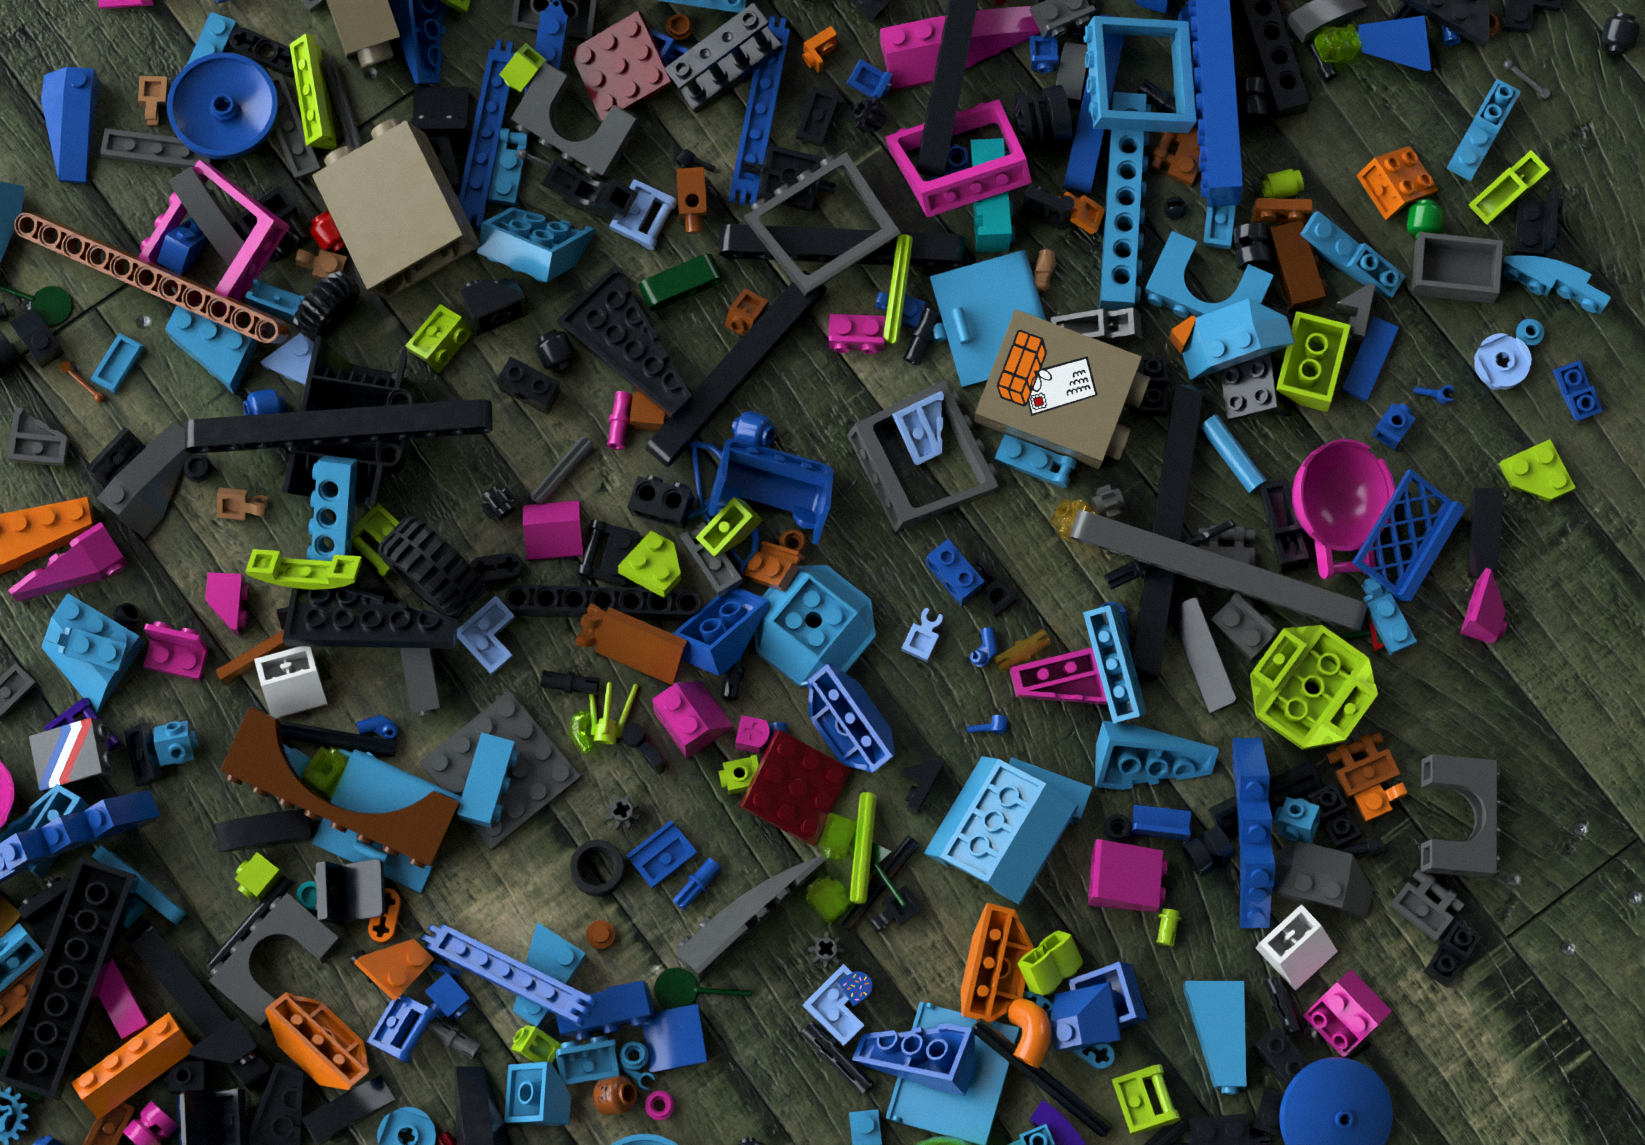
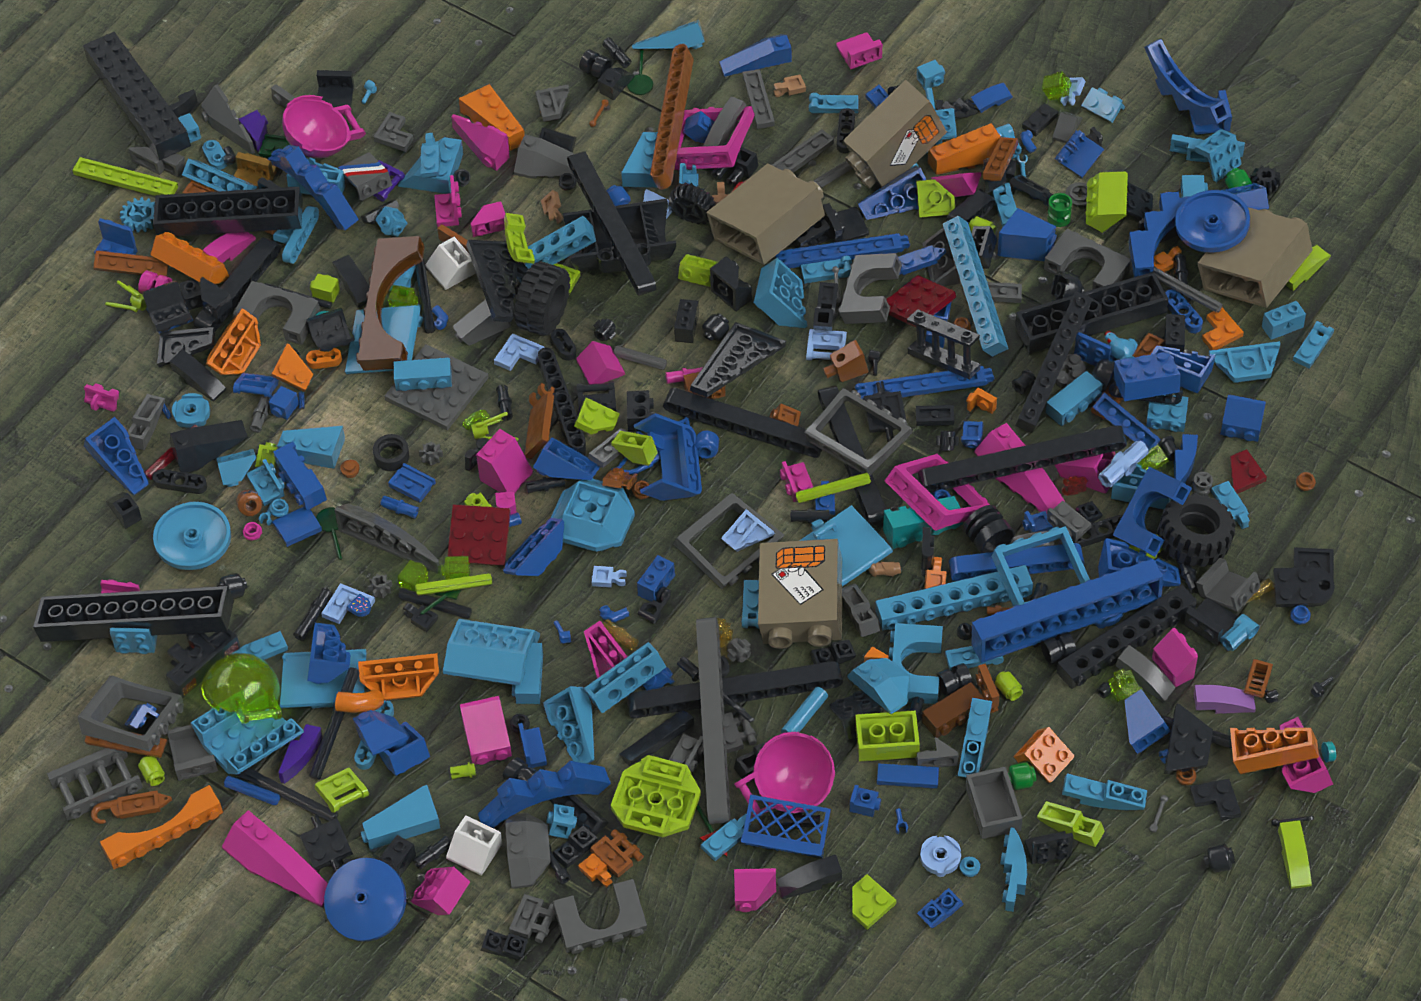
camera: 75 degrees right, 20 degrees down
(117, 363) = (617, 125): dark azure tile -> none
(222, 105) = (797, 115): blue dish -> none
(312, 93) = (839, 147): lime fence -> none
(509, 974) = (303, 418): hinge -> none
(522, 67) = (890, 244): lime brick -> none
(680, 282) = (789, 377): dark green beam -> none
(925, 776) = (510, 606): black slope -> none
(1050, 963) = (412, 706): lime brick -> none

